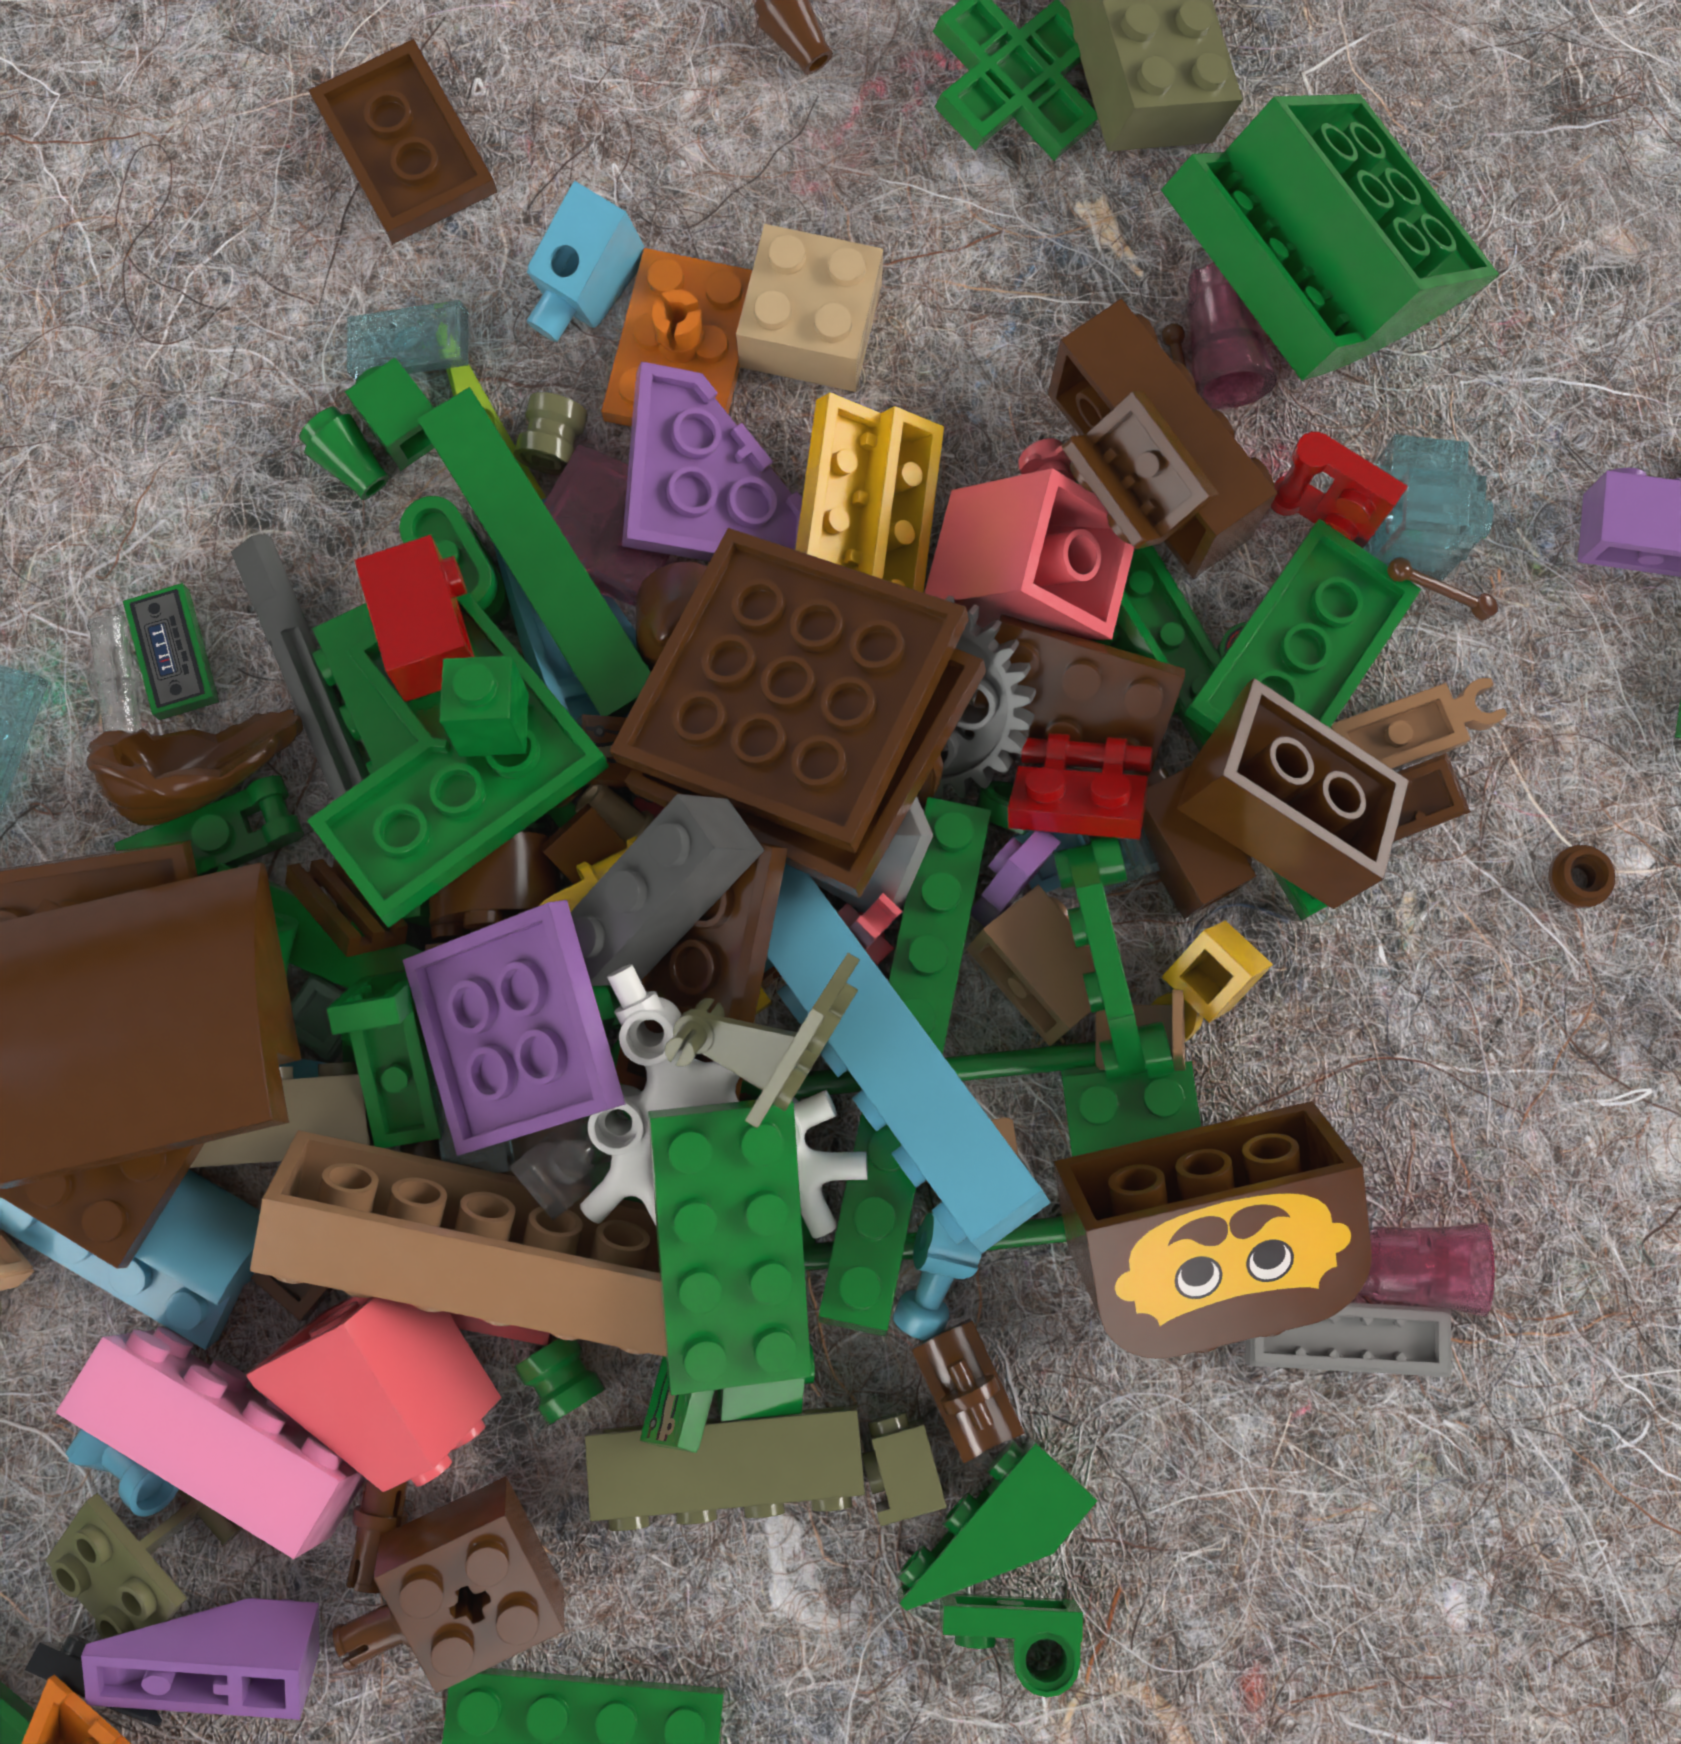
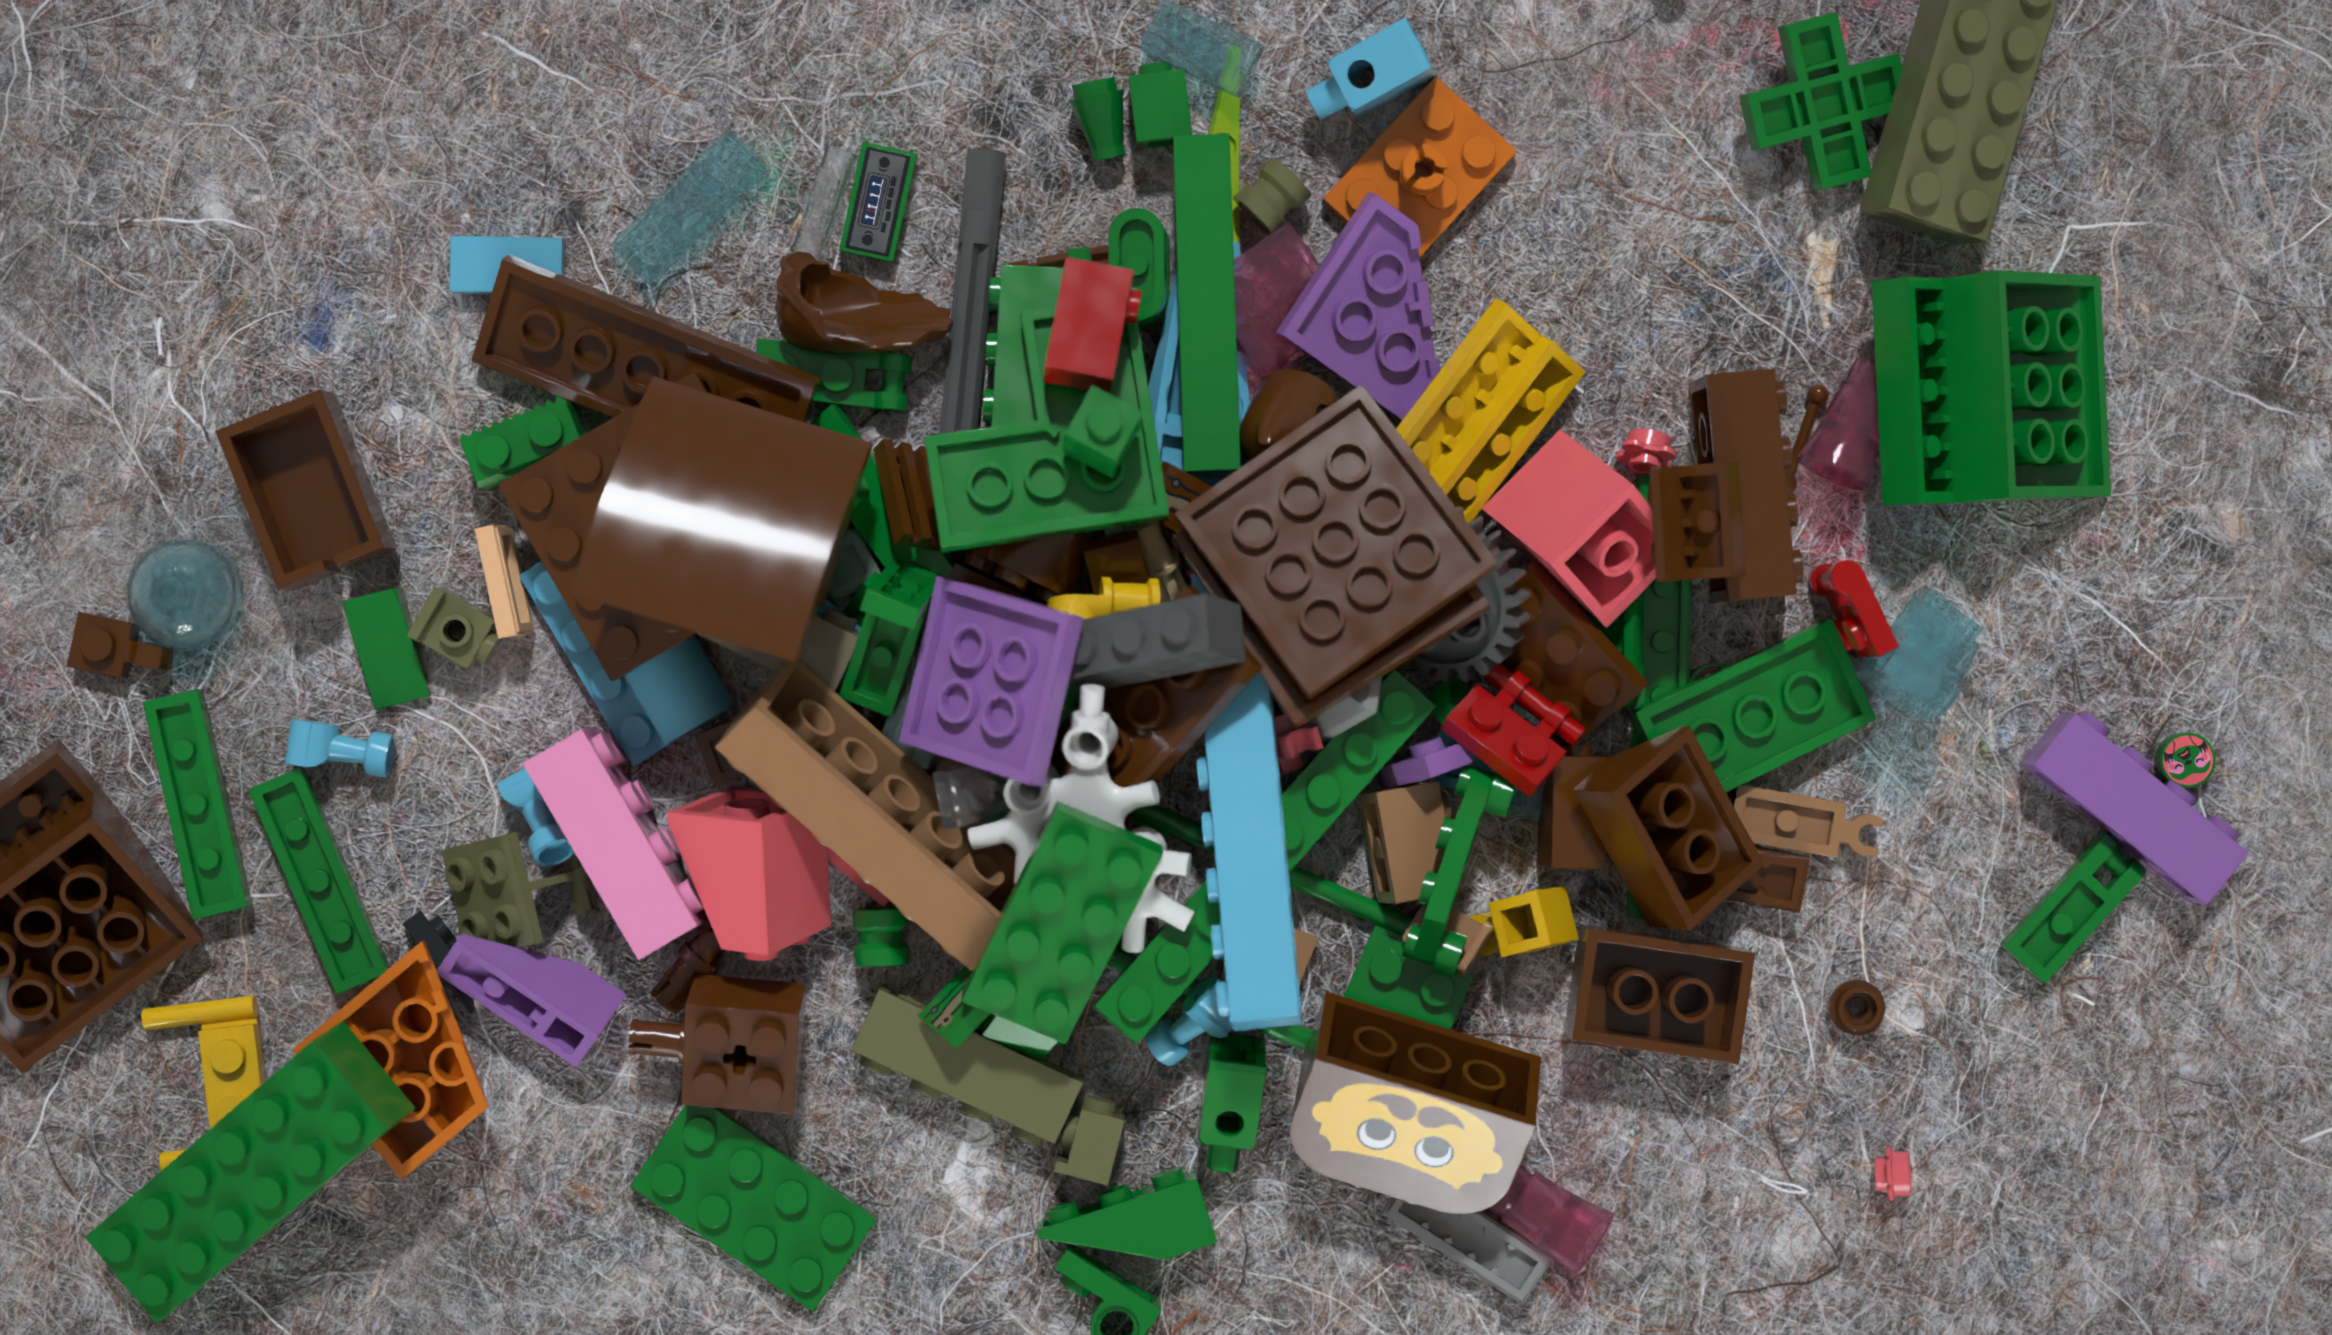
camera: 30 degrees right, 10 degrees up
(763, 1054) = (1161, 810): olive plate -> none
(809, 307) = (1538, 210): tan brick -> none
(967, 1390) = (1169, 1113): reddish brown hips -> none
(1016, 1315) = (1231, 1083): none -> green torso
(1387, 969) = (1659, 994): none -> reddish brown brick
(1482, 606) = (1919, 757): reddish brown hinge -> none

